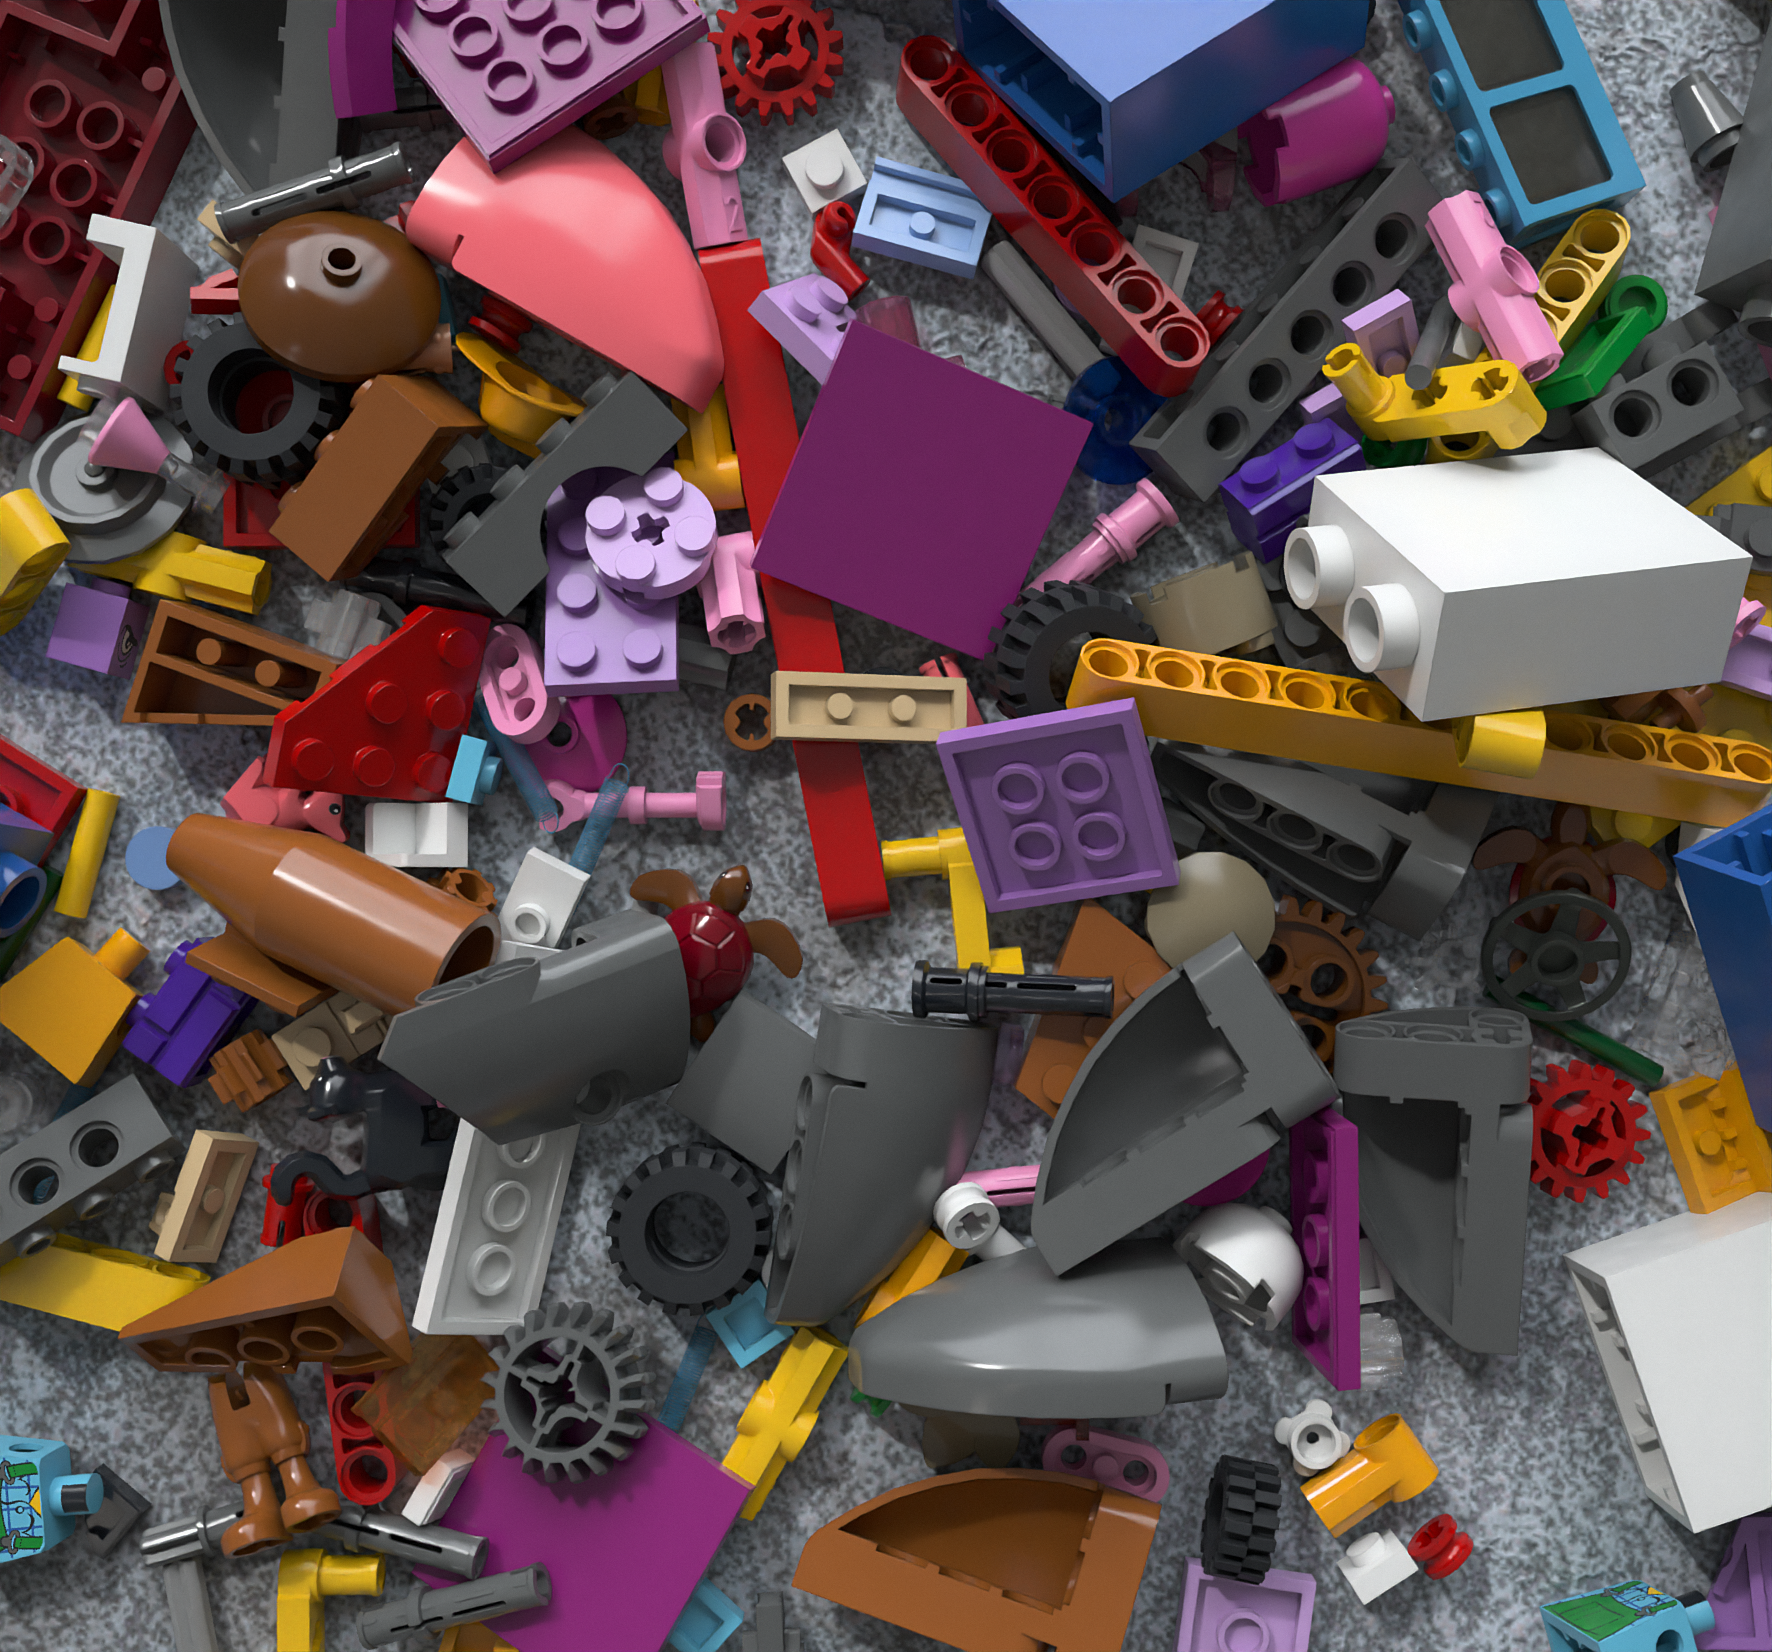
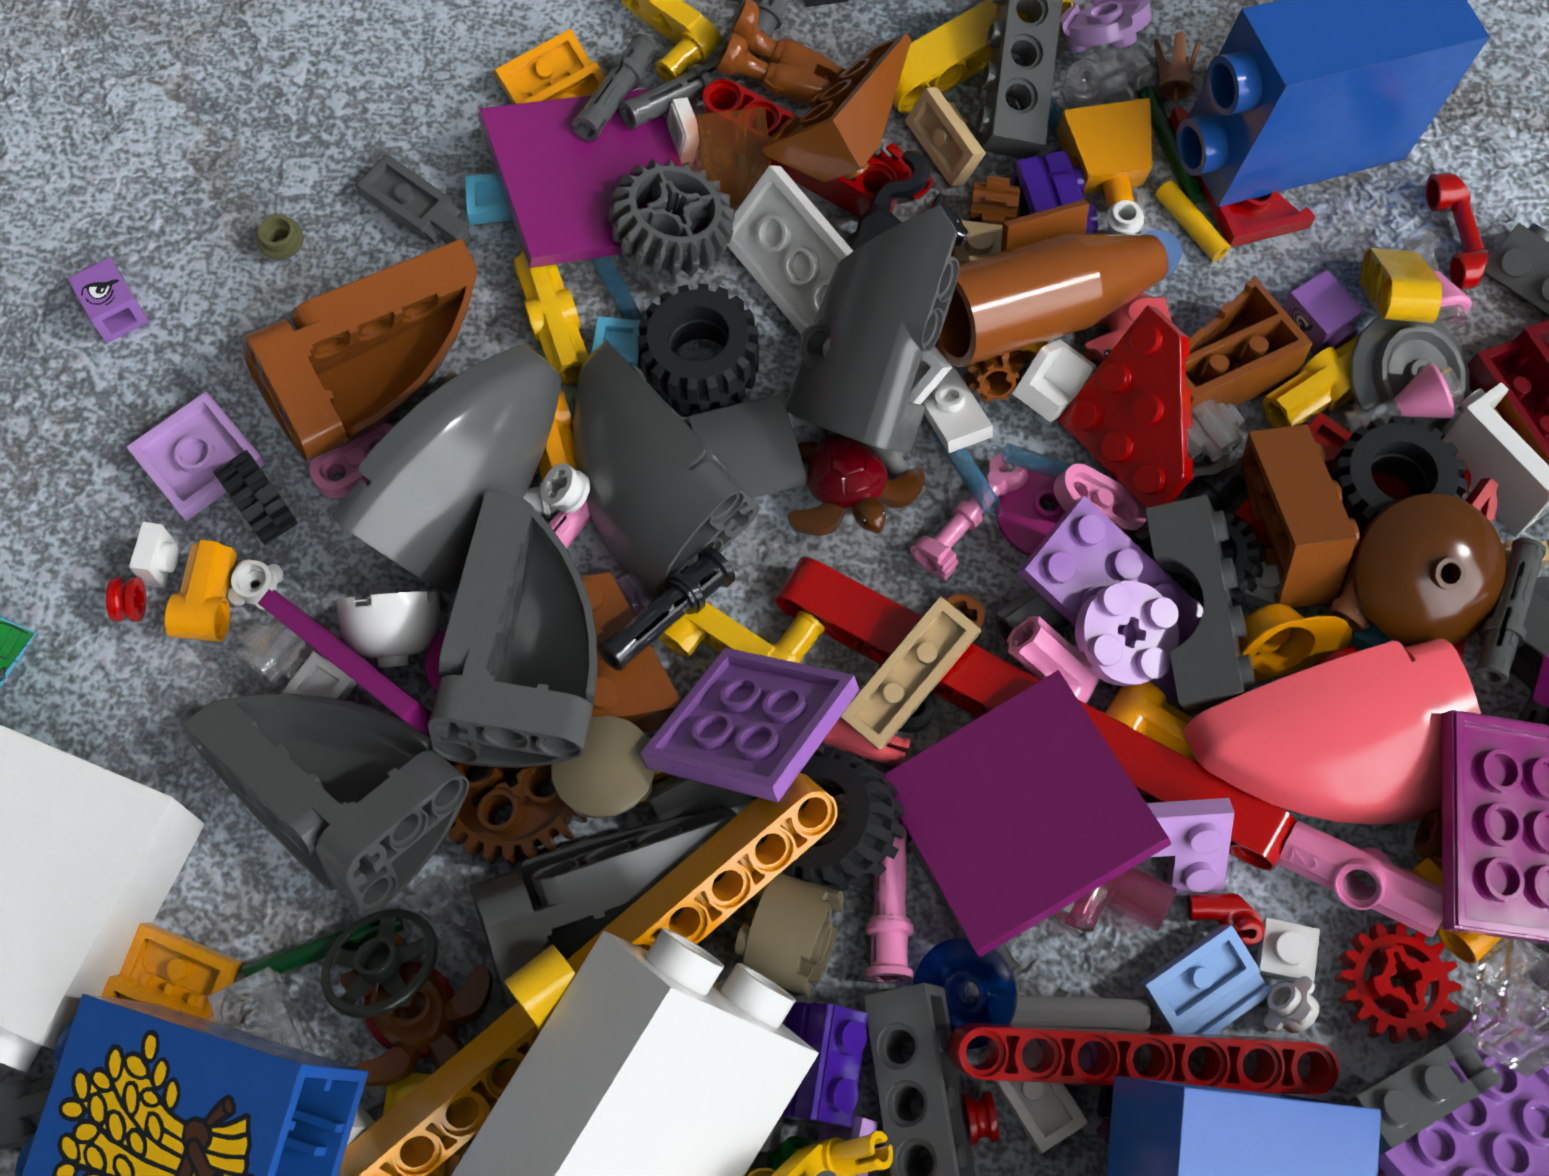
camera: 135 degrees right, 20 degrees down
(162, 914) = (1124, 218): none -> white pin
(475, 771) = (1066, 440): medium azure plate -> none
(874, 117) = (1292, 1006): none -> white plate
(1589, 1102) = (246, 879): red gear -> none

